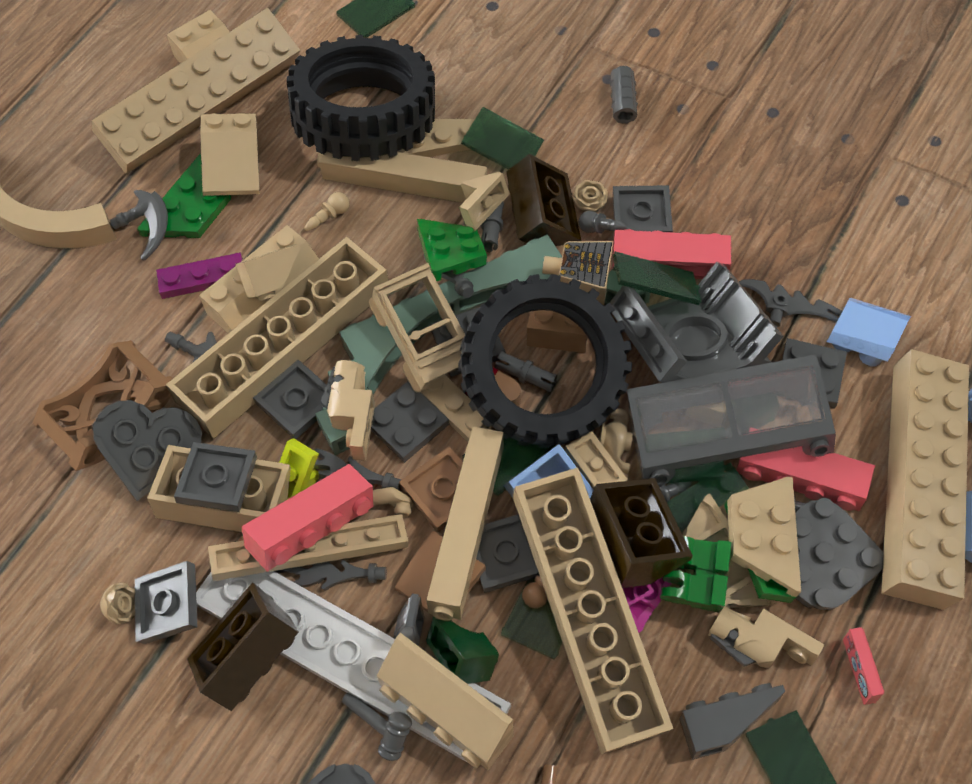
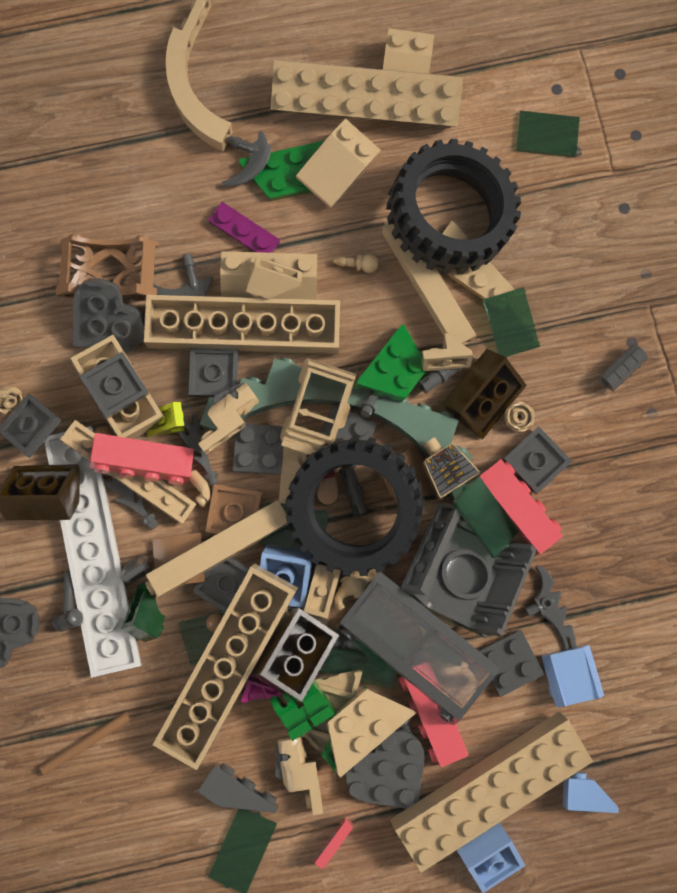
camera: 40 degrees right, 20 degrees up
(445, 703) = (102, 635): tan slope -> none
(592, 222) = (500, 435): dark grey bar -> none

